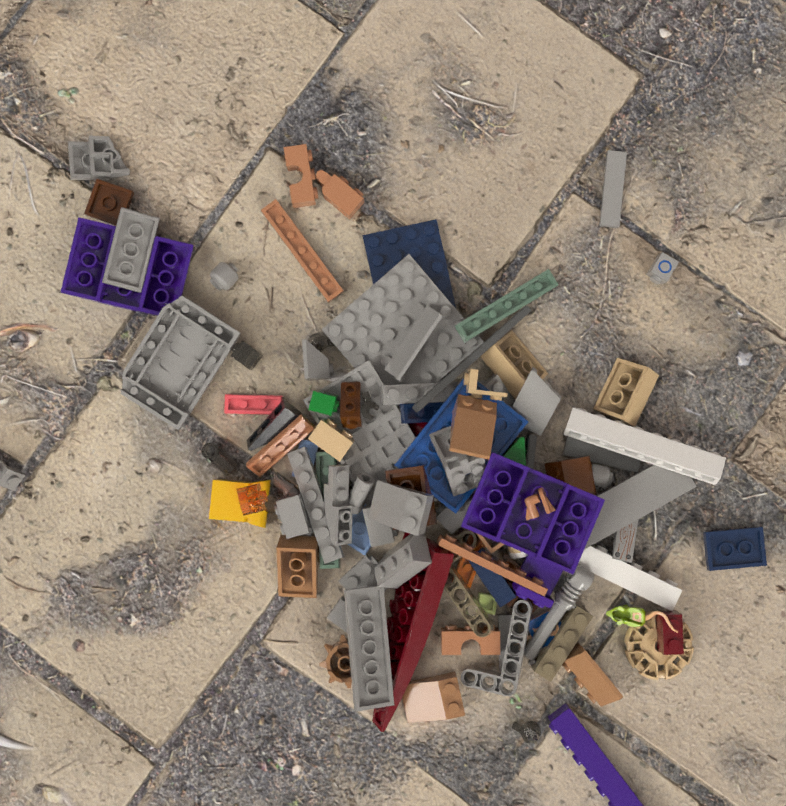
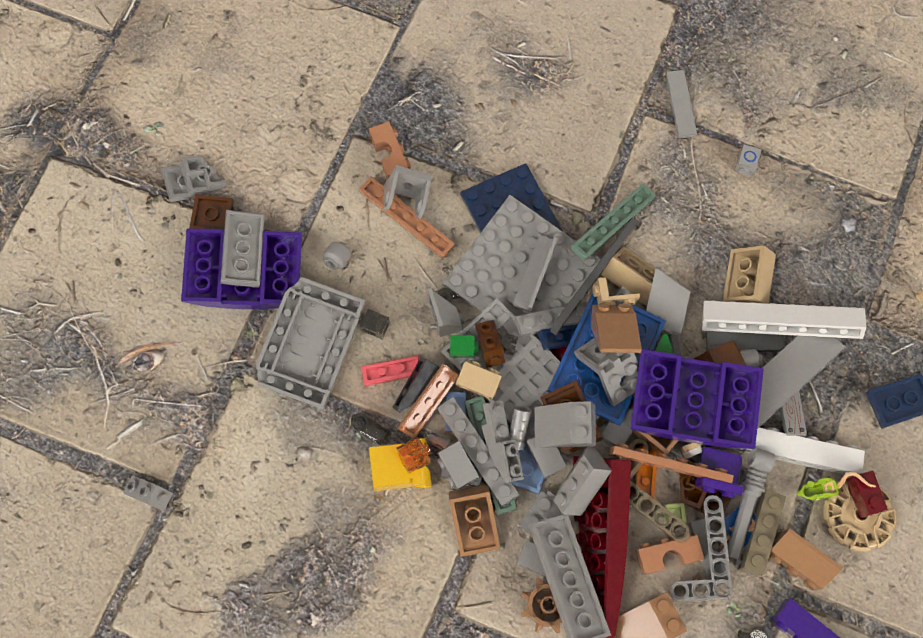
camera: 15 degrees left, 15 degrees down
(310, 218) = (409, 184): none -> light grey hose
(339, 193) = (430, 159): nougat hinge -> none
(494, 583) = (675, 485): dark blue tile -> none
(530, 502) = (696, 397): nougat piece -> none

